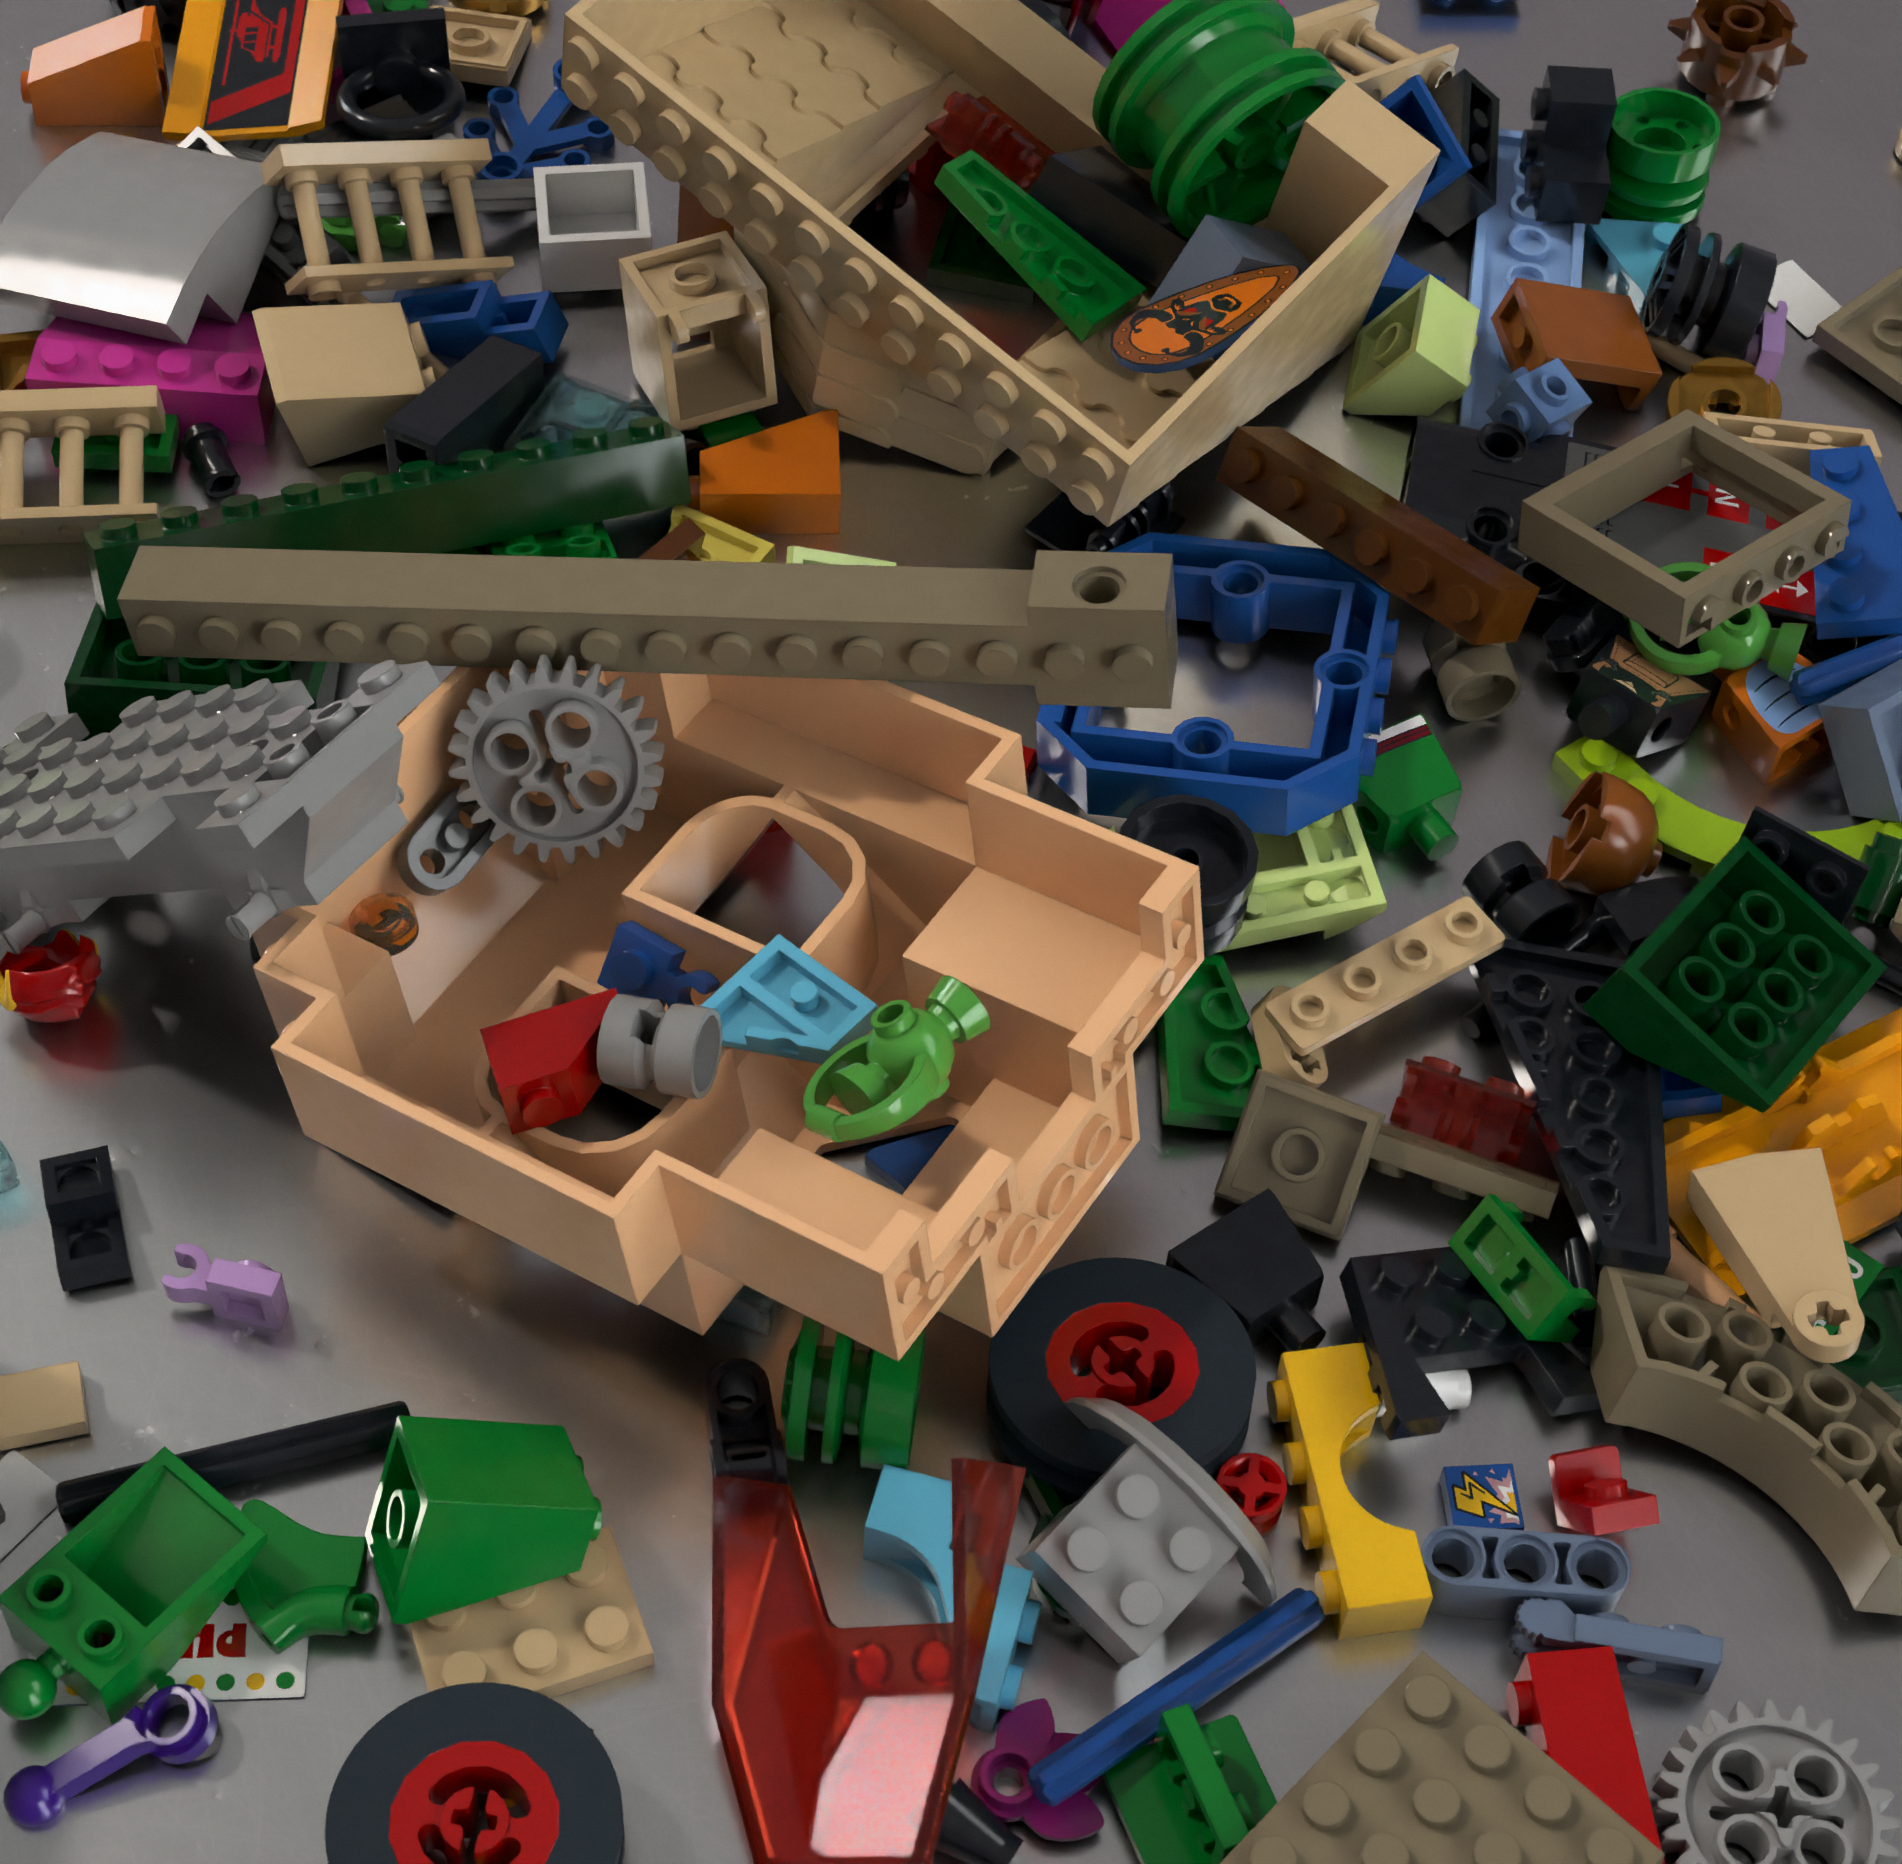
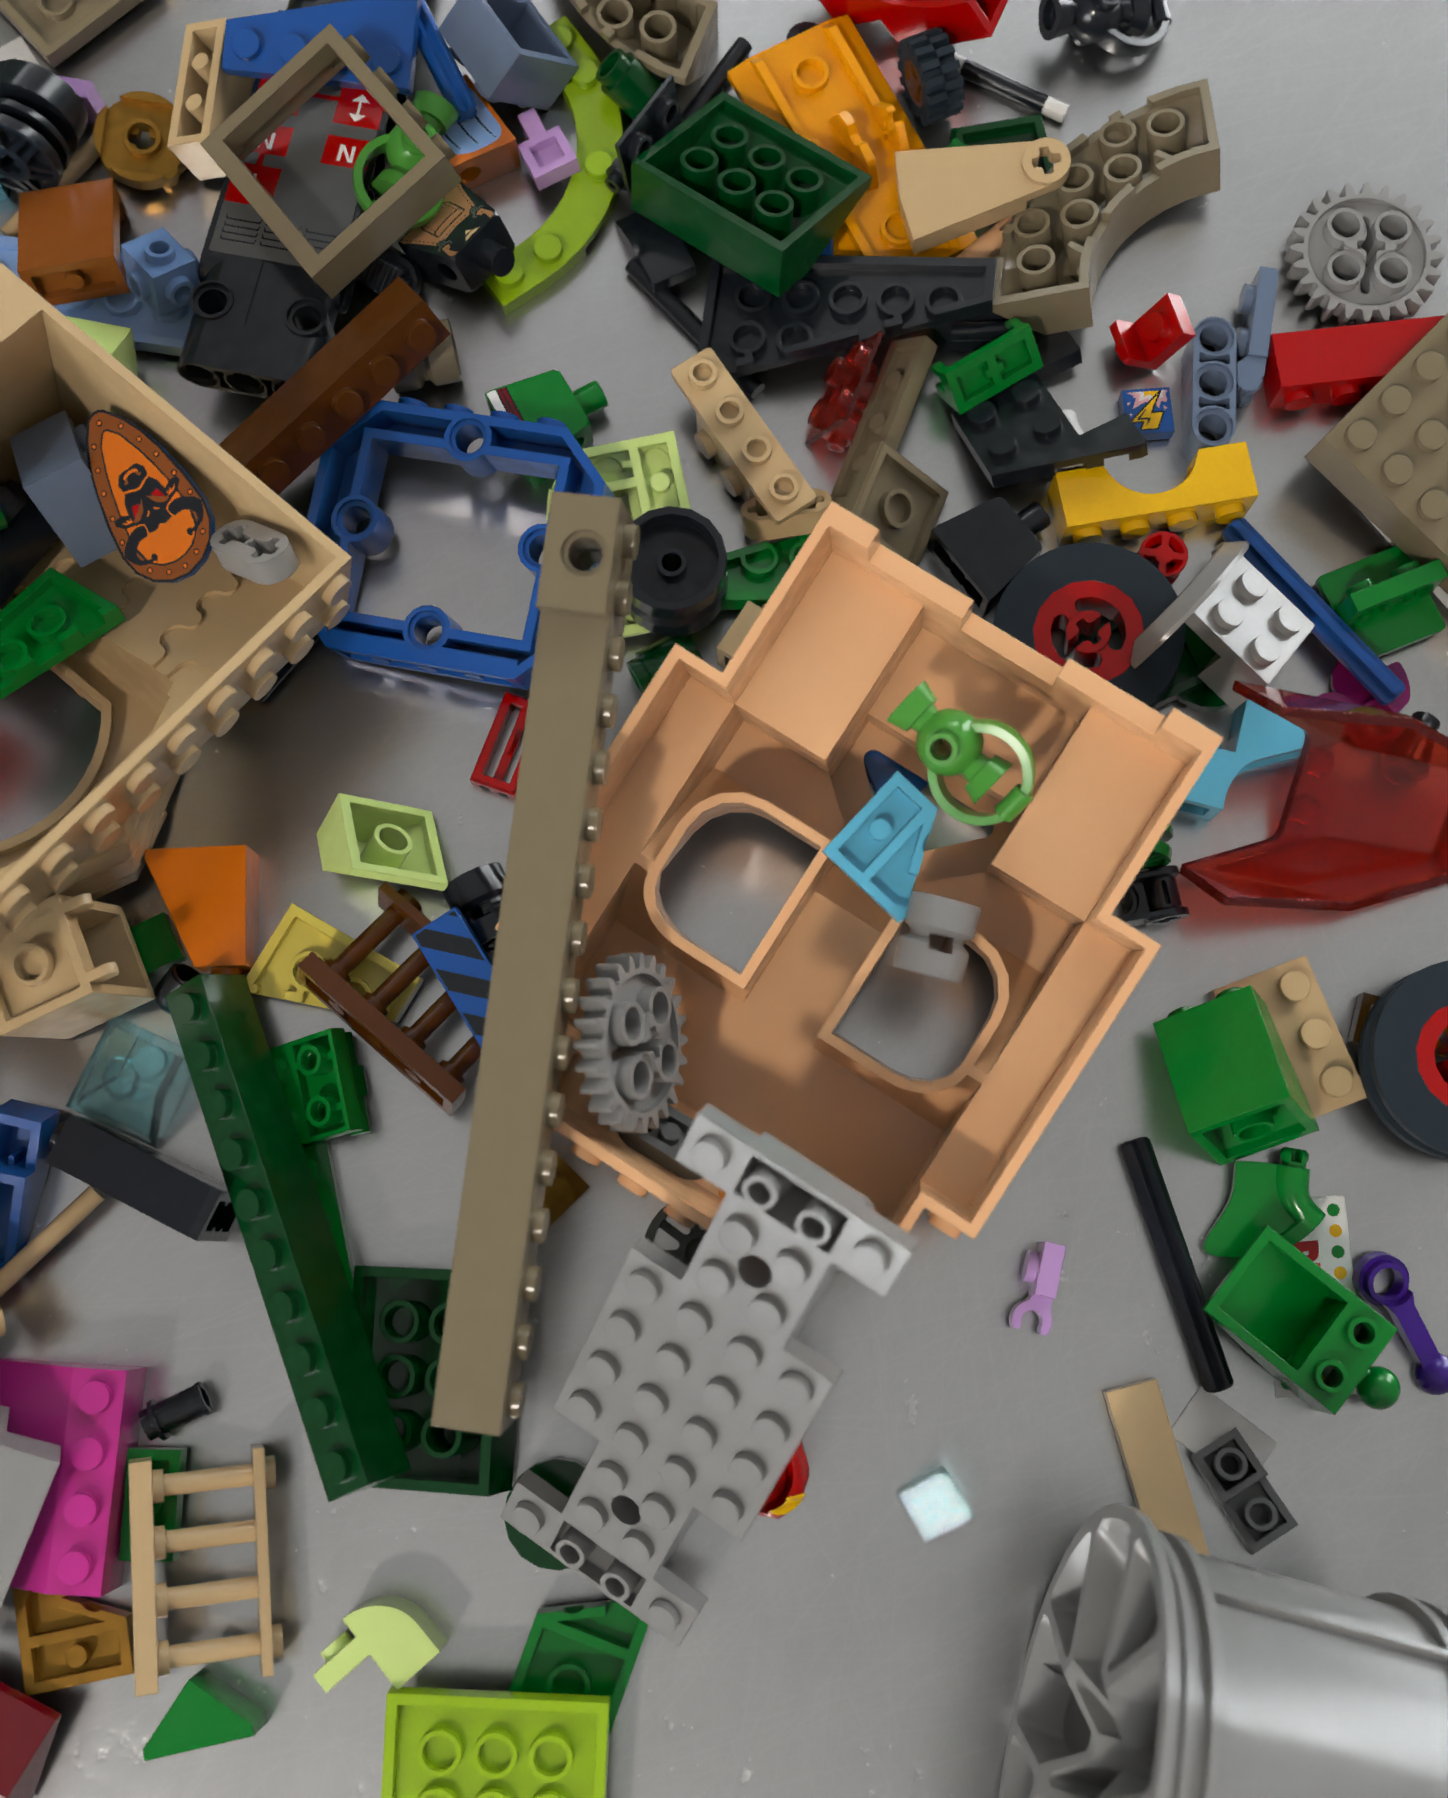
camera: 85 degrees left, 25 degrees up
(85, 1218) = (976, 1407): black slope -> none
(341, 372) = (98, 1289): tan slope -> none
(547, 1061) = (943, 1025): red slope -> none
(649, 967) = (796, 965): blue plate -> none
(1138, 395) = (254, 552): none -> light grey beam
(1518, 897) = (670, 333): black wheel -> none
(1607, 838) = (598, 277): dark orange cylinder -> none
(1775, 789) = (545, 152): none -> lavender plate

